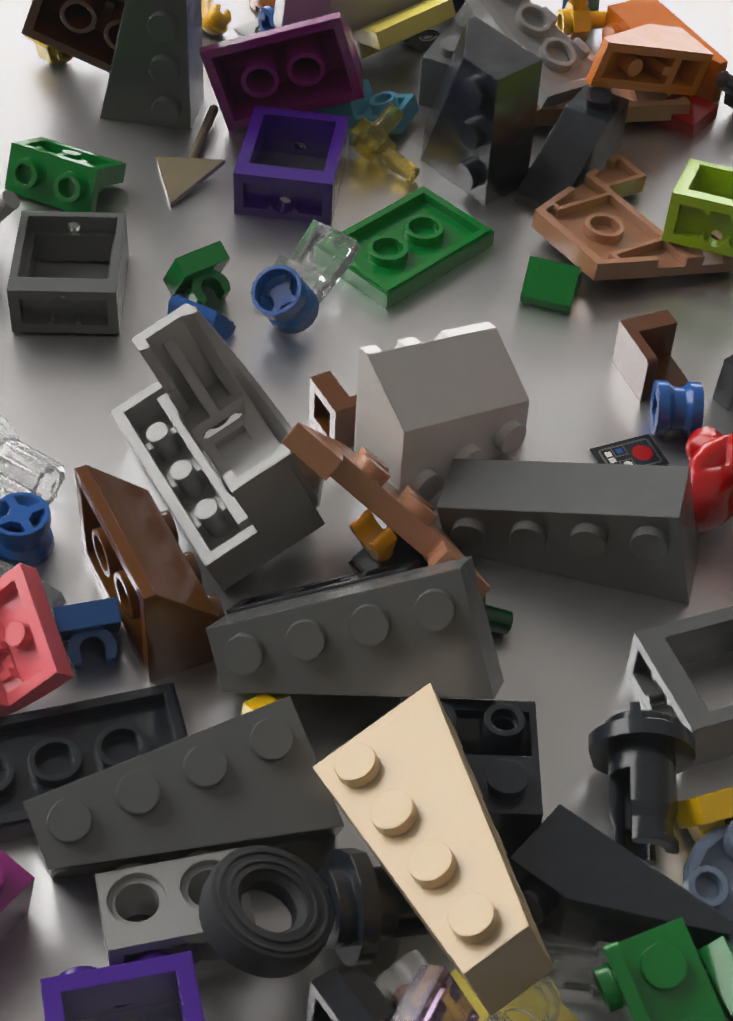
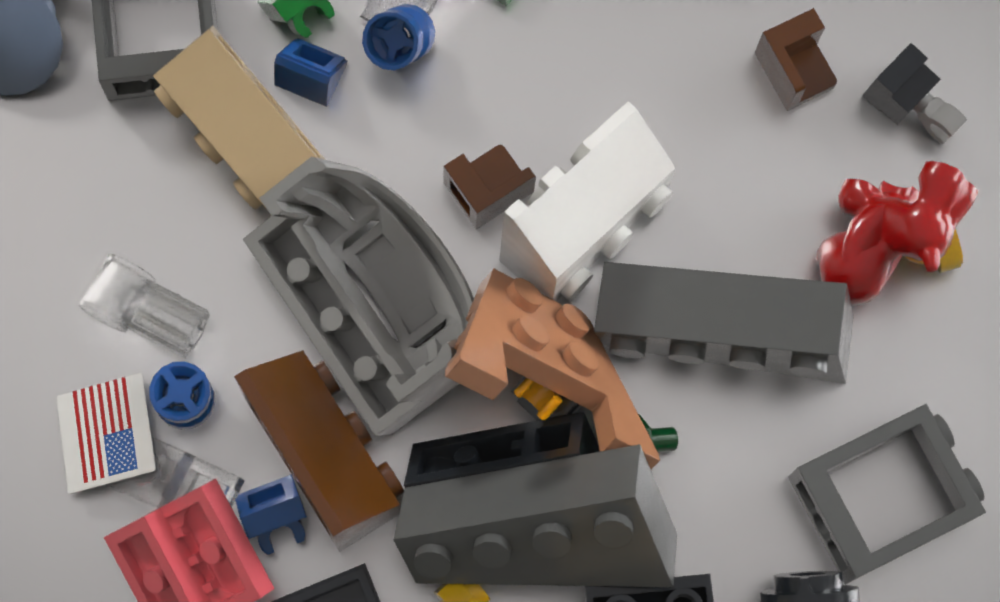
camera: 10 degrees left, 30 degrees up
(114, 305) = (233, 115): none -> tan brick
(632, 451) = (778, 193): sticker -> none
(676, 407) = (827, 136): blue wheel -> none

